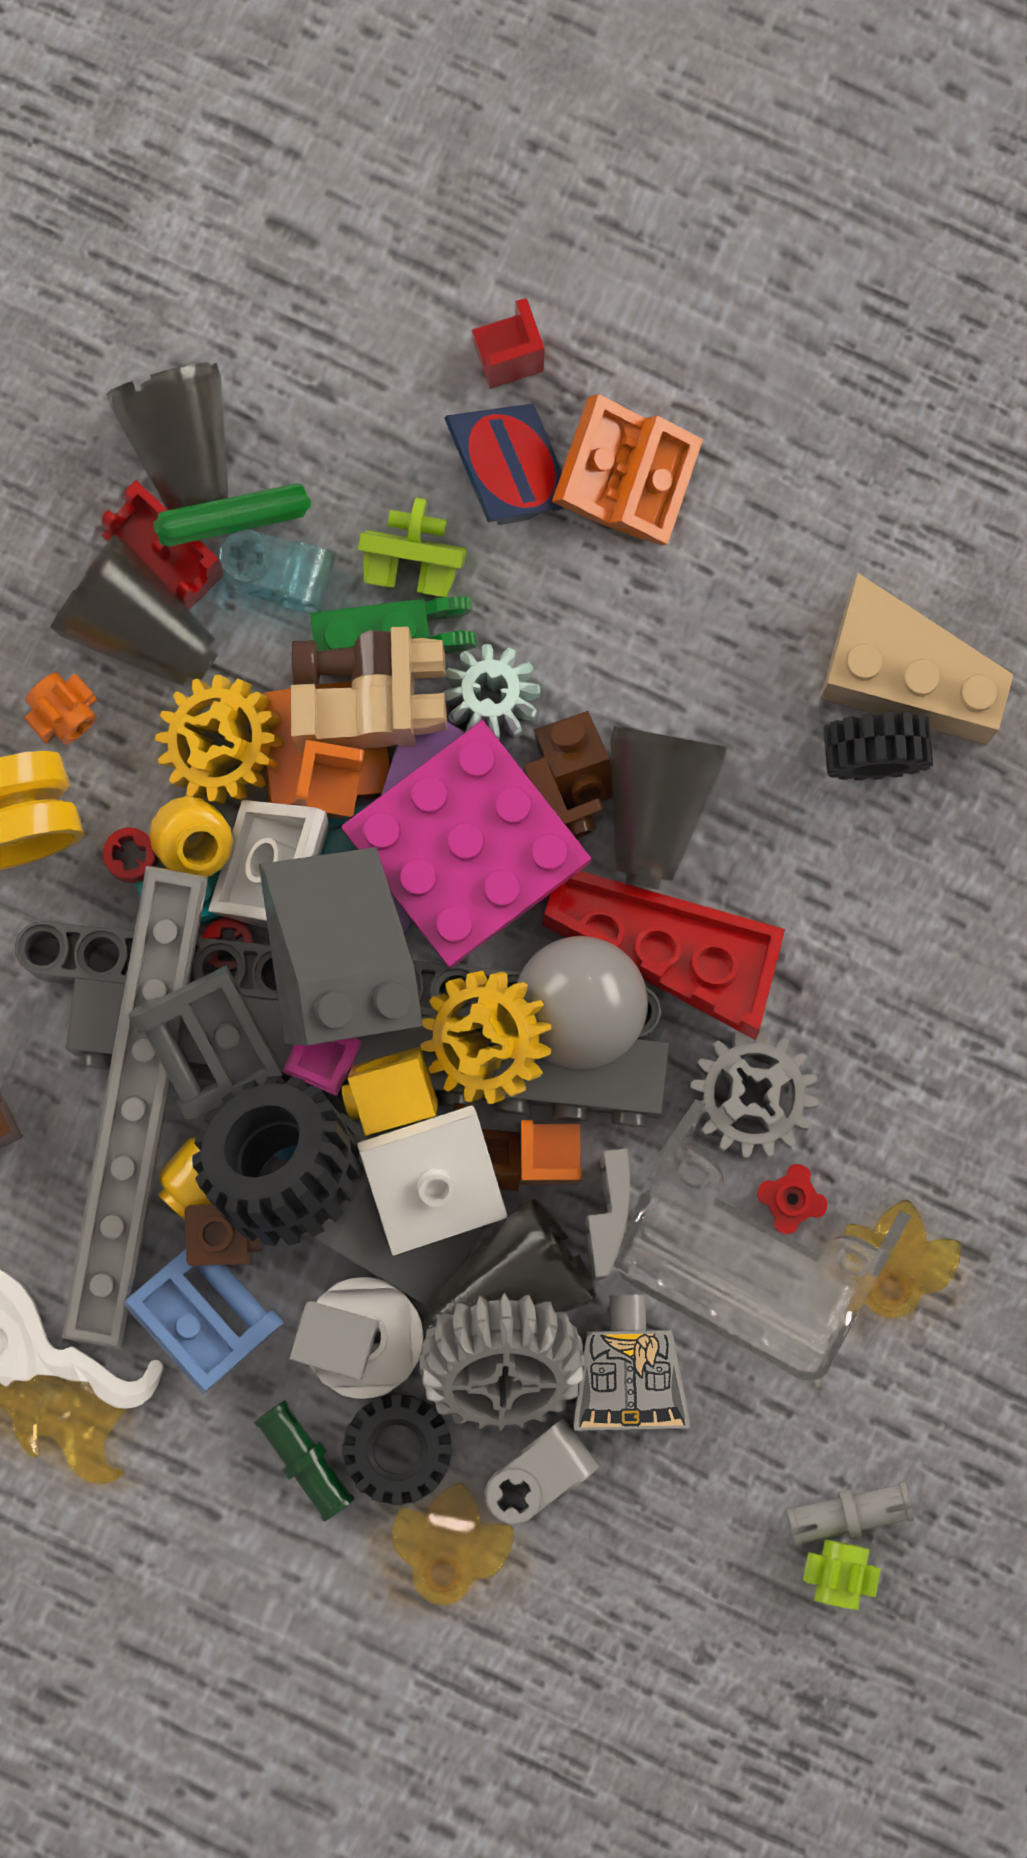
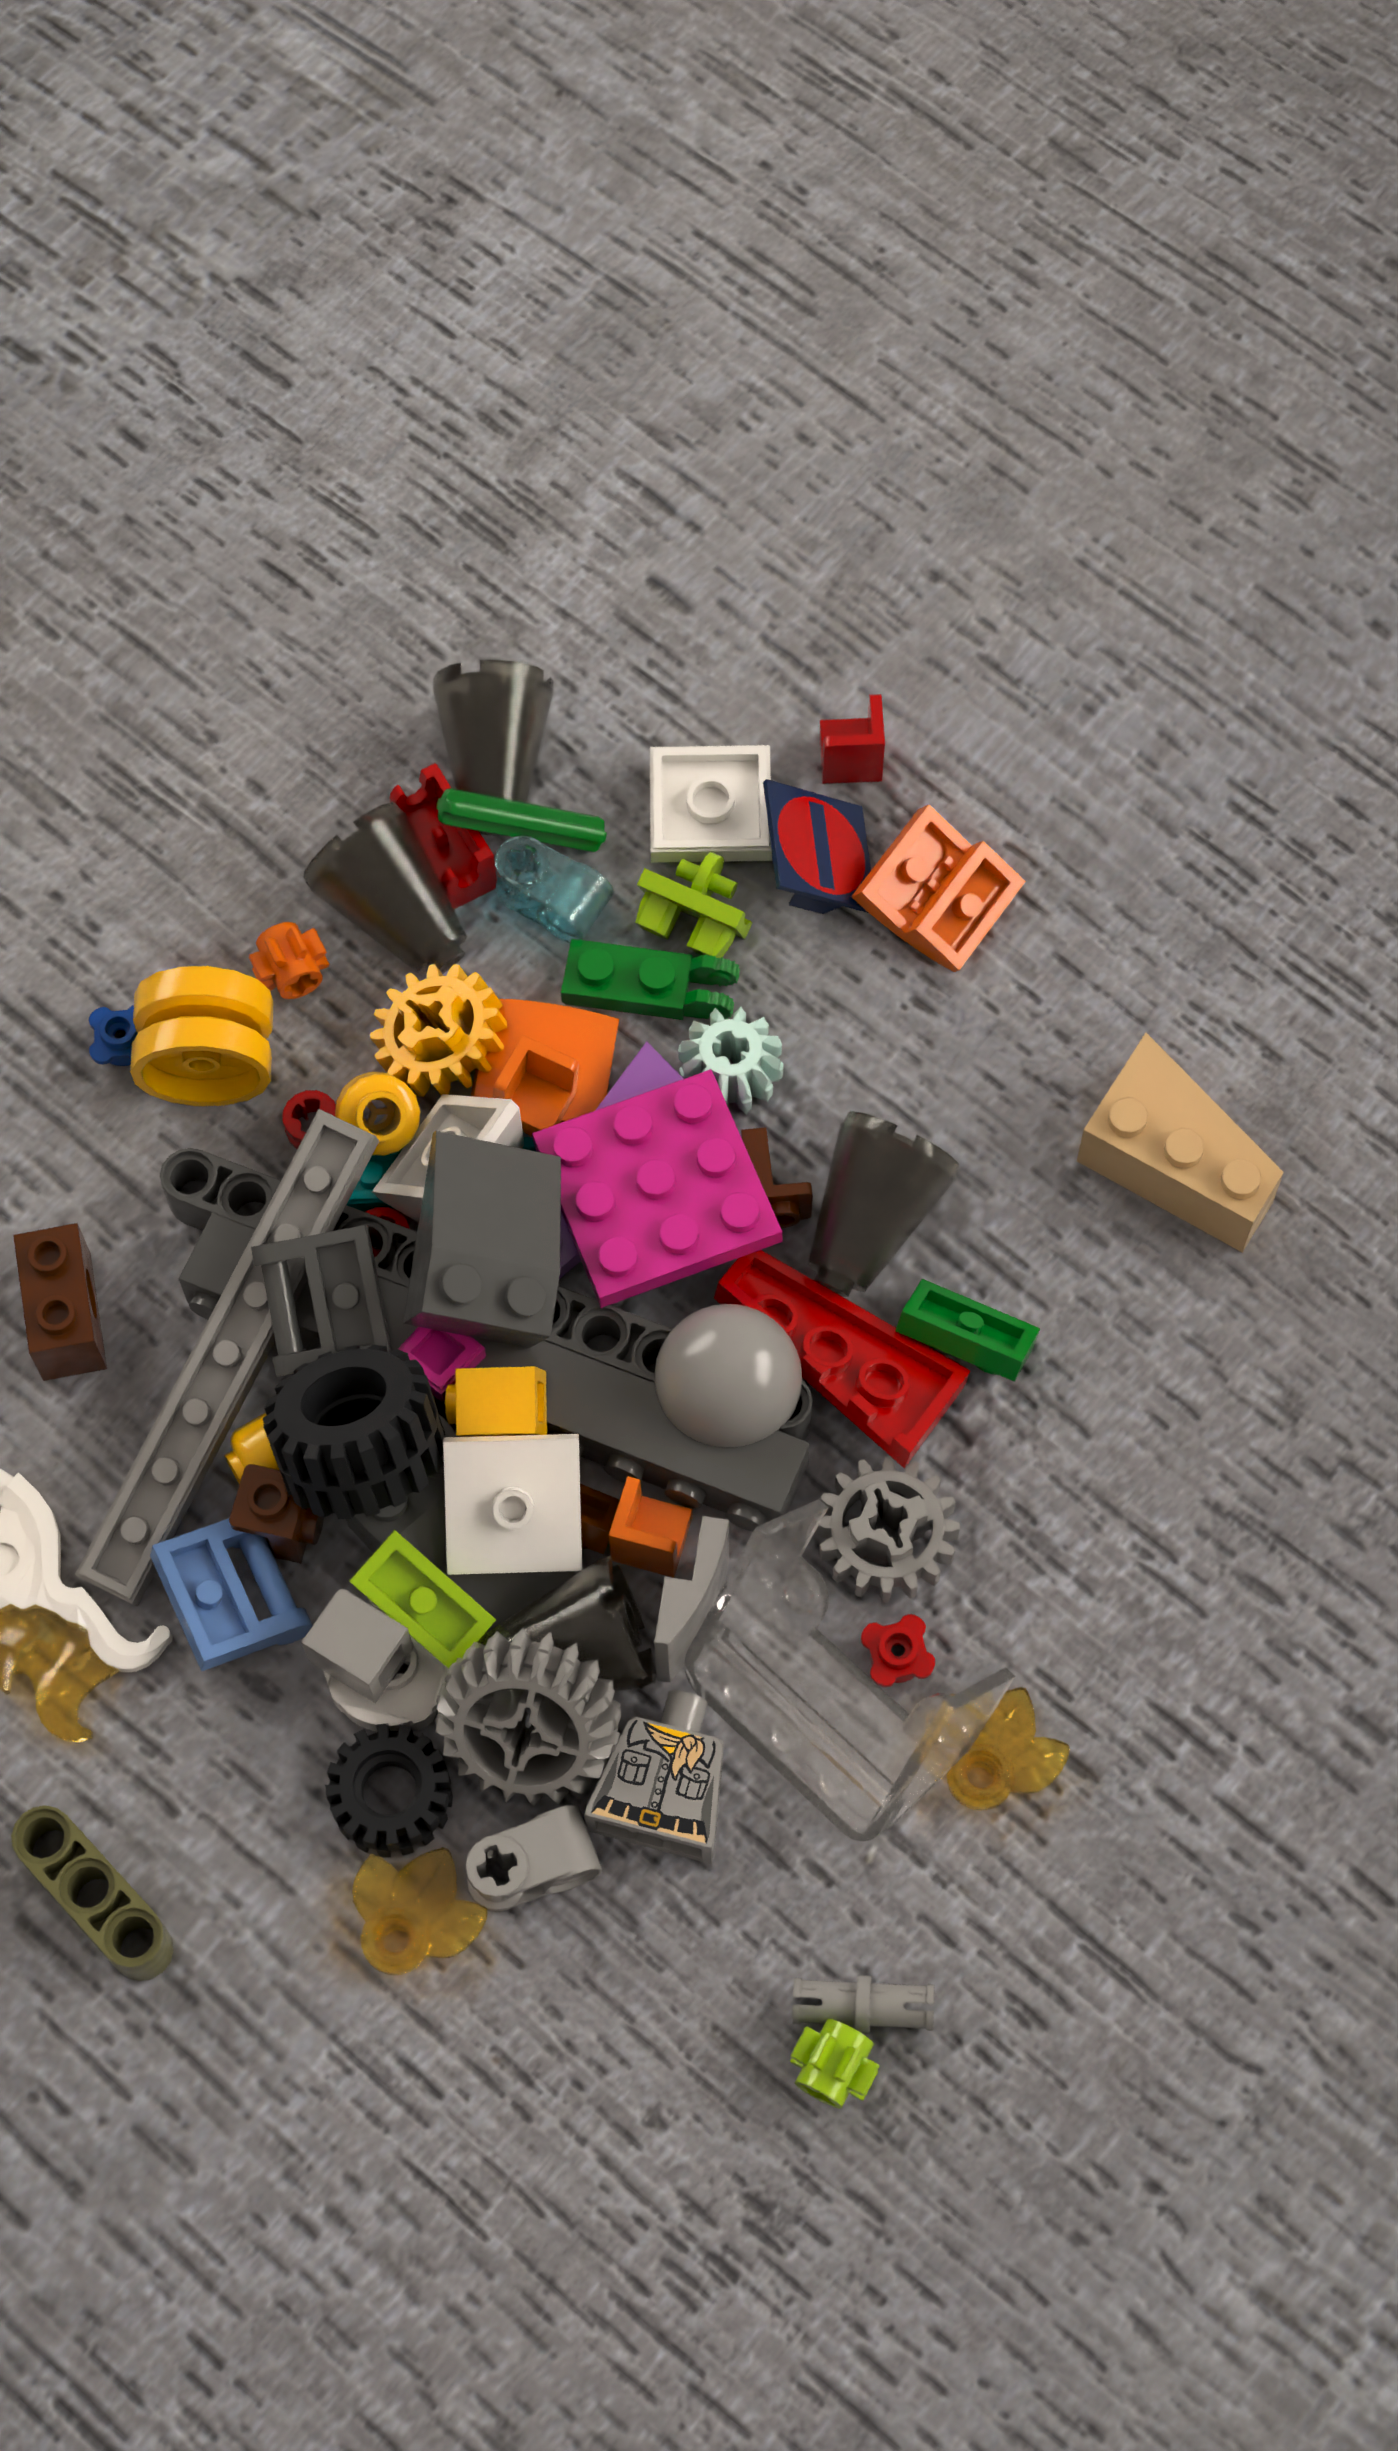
camera: 20 degrees right, 15 degrees down
(143, 1614) = (73, 1867): none -> olive beam
(304, 1460) = (286, 1774): dark green pin -> none
(378, 1285) = (422, 1599): none -> lime plate
(382, 697) = (618, 1026): tan hips -> none
(395, 442) = (709, 803): none -> white plate
(504, 1019) = (601, 1403): yellow gear -> none
(576, 759) = (800, 1145): reddish brown bracket -> none
(772, 891) = (967, 1330): none -> green plate
(878, 746) = (1120, 1209): black tyre -> none

